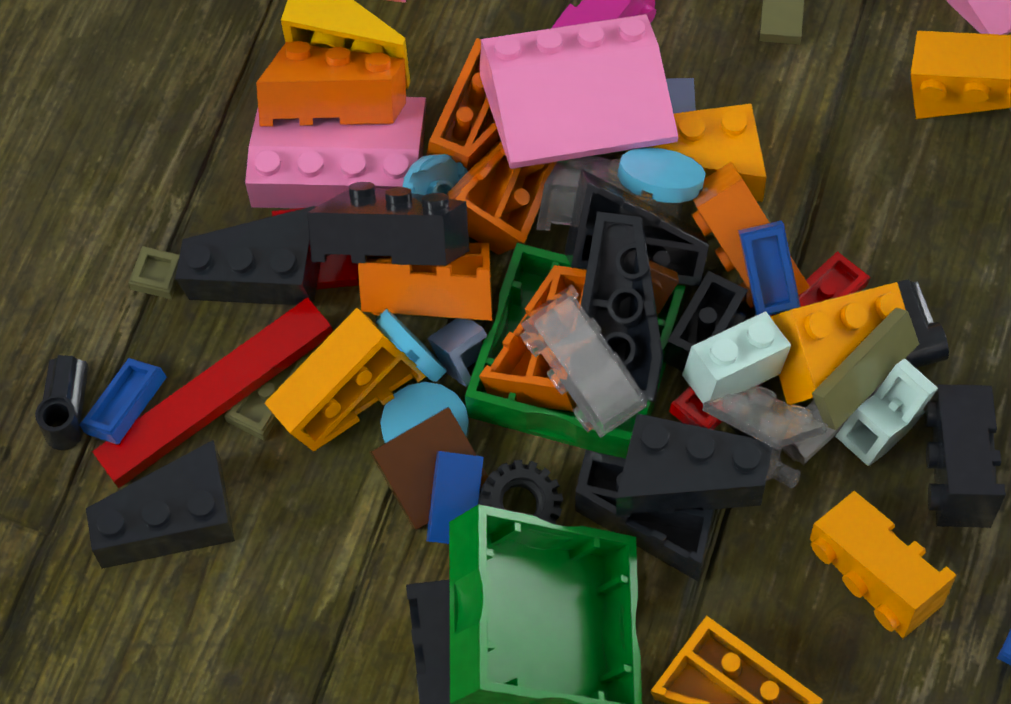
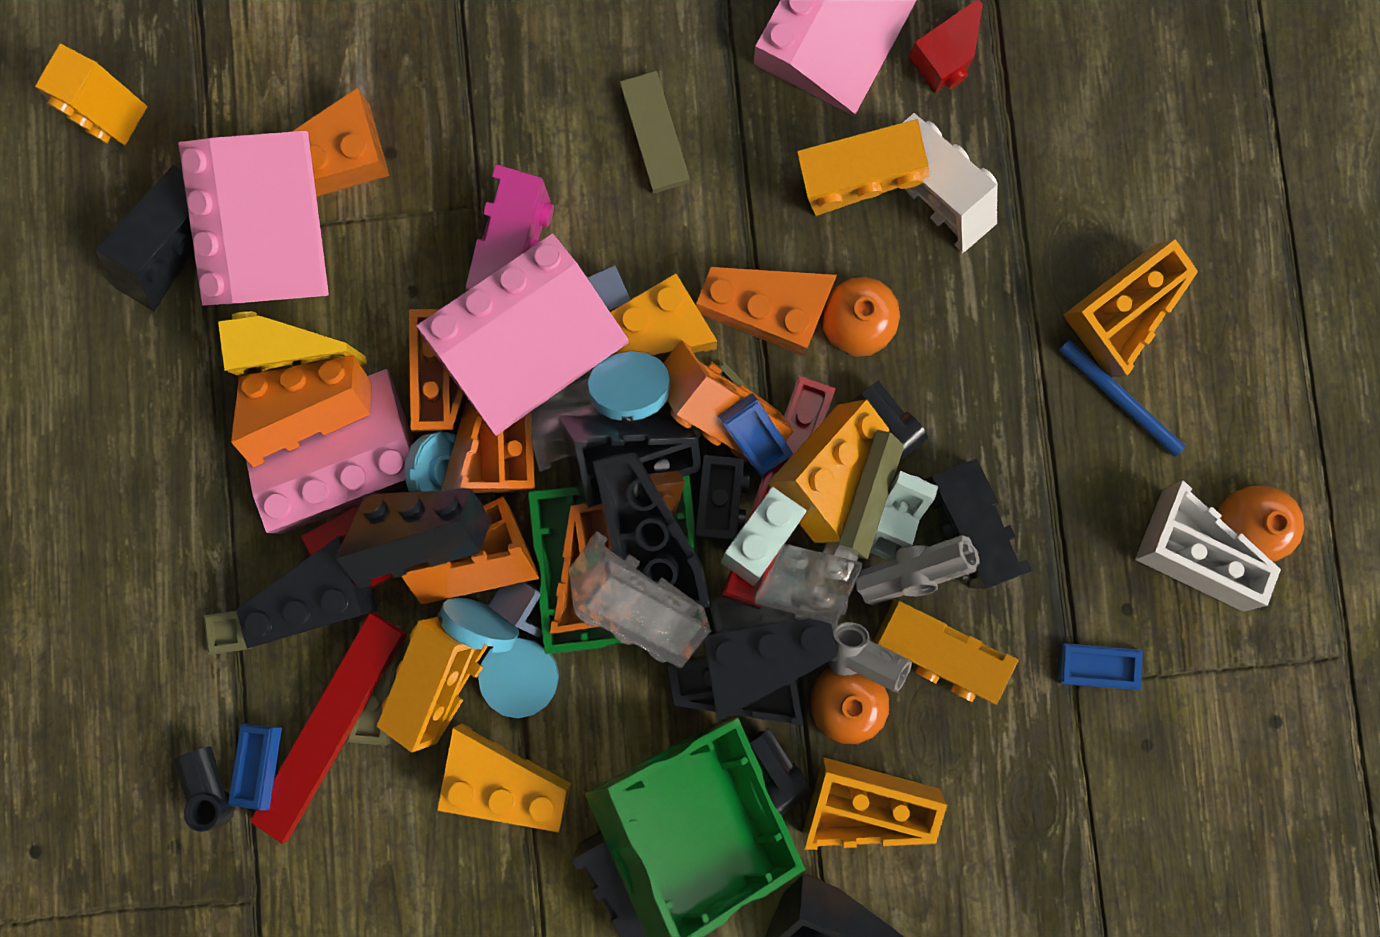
camera: 25 degrees left, 20 degrees up
(164, 512) = (339, 851): black wedge -> none
(360, 513) = (499, 785): none -> light orange wedge
(410, 462) = (541, 720): reddish brown tile -> none
(453, 491) = (573, 739): blue tile -> none
(527, 477) = (648, 734): black tyre -> none
(656, 627) = (781, 778): none -> black piece
(759, 584) = (848, 706): none -> orange cylinder
(787, 523) = (866, 658): none -> light grey piece
(833, 171) = (767, 303): none -> orange wedge
(884, 462) = (918, 570): none -> light grey piece
(924, 221) = (860, 316): none -> orange cylinder

